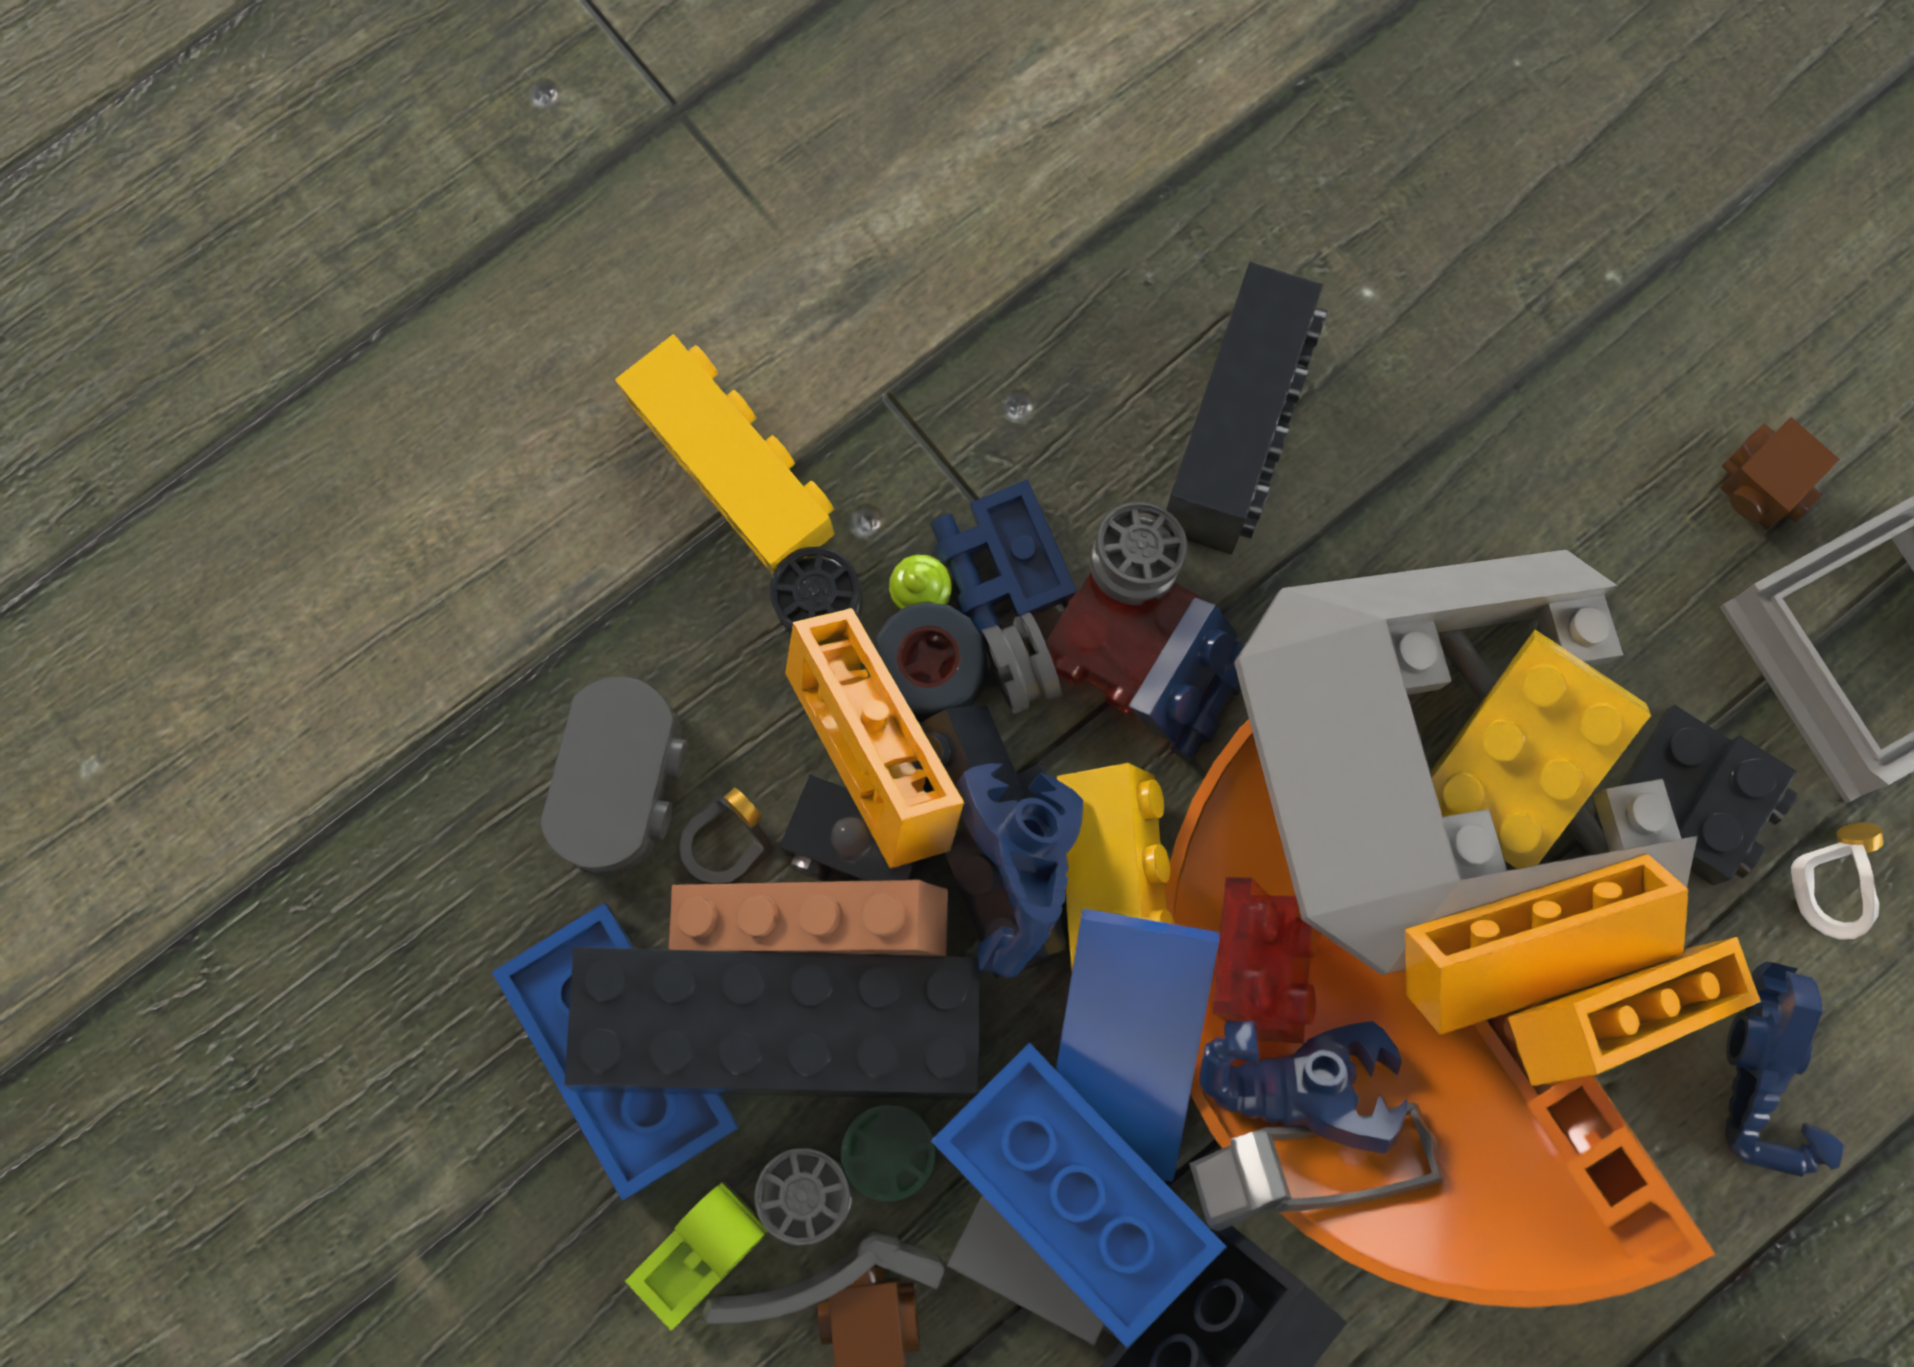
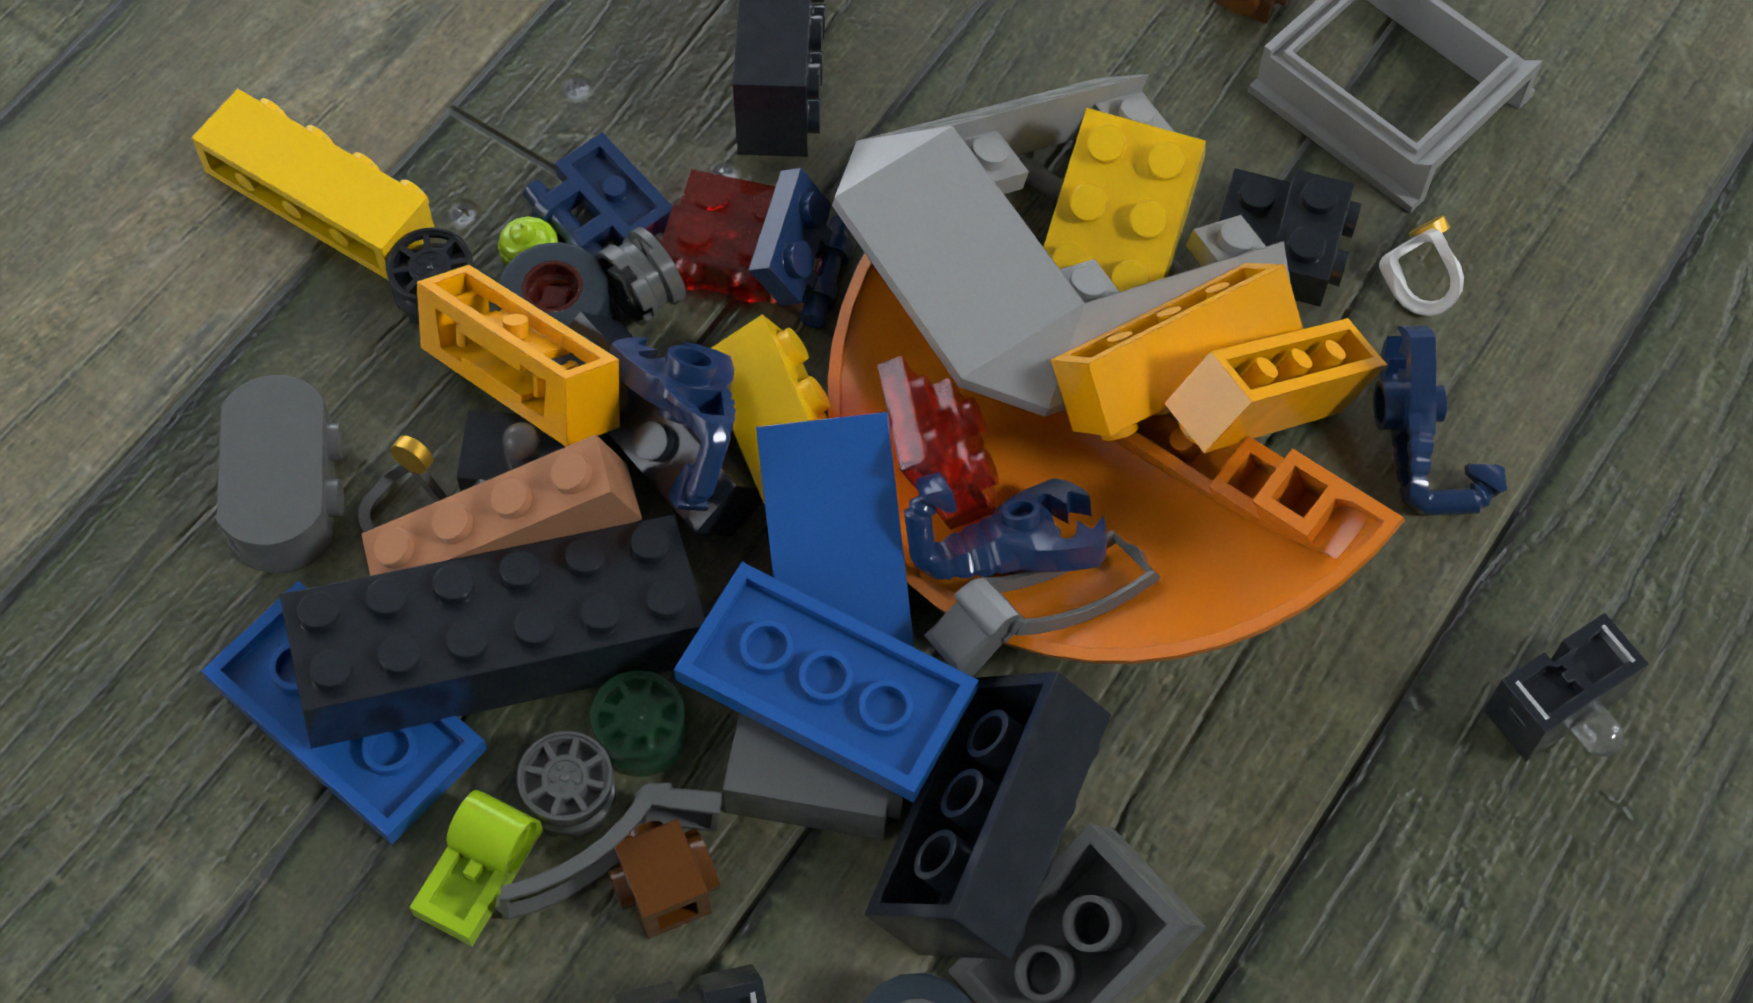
camera: 25 degrees left, 15 degrees down
(1137, 556) = (719, 162): dark grey wheel -> none

